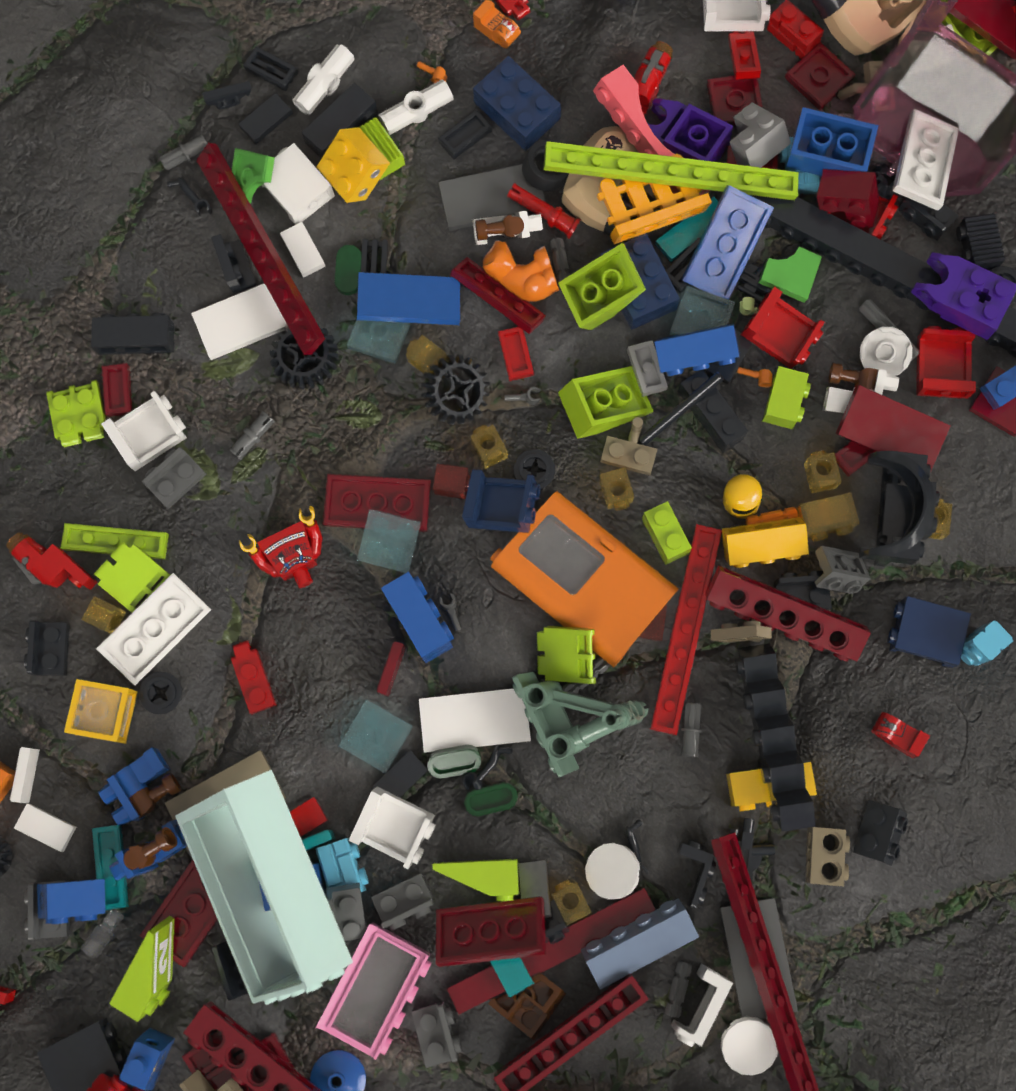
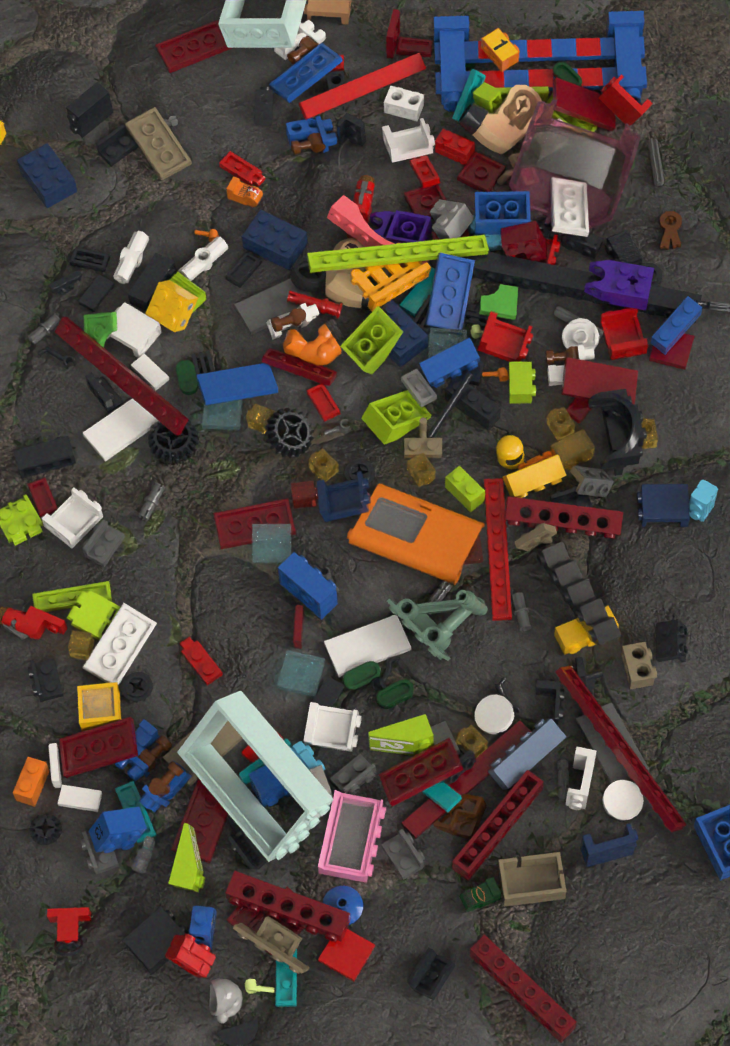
camera: 20 degrees left, 15 degrees down
(84, 769) = (98, 747): none -> dark red tile
(289, 551) = (202, 569): red torso -> none
(566, 655) = (419, 581): lime plate -> none
(900, 735) = (664, 576): red leg -> none

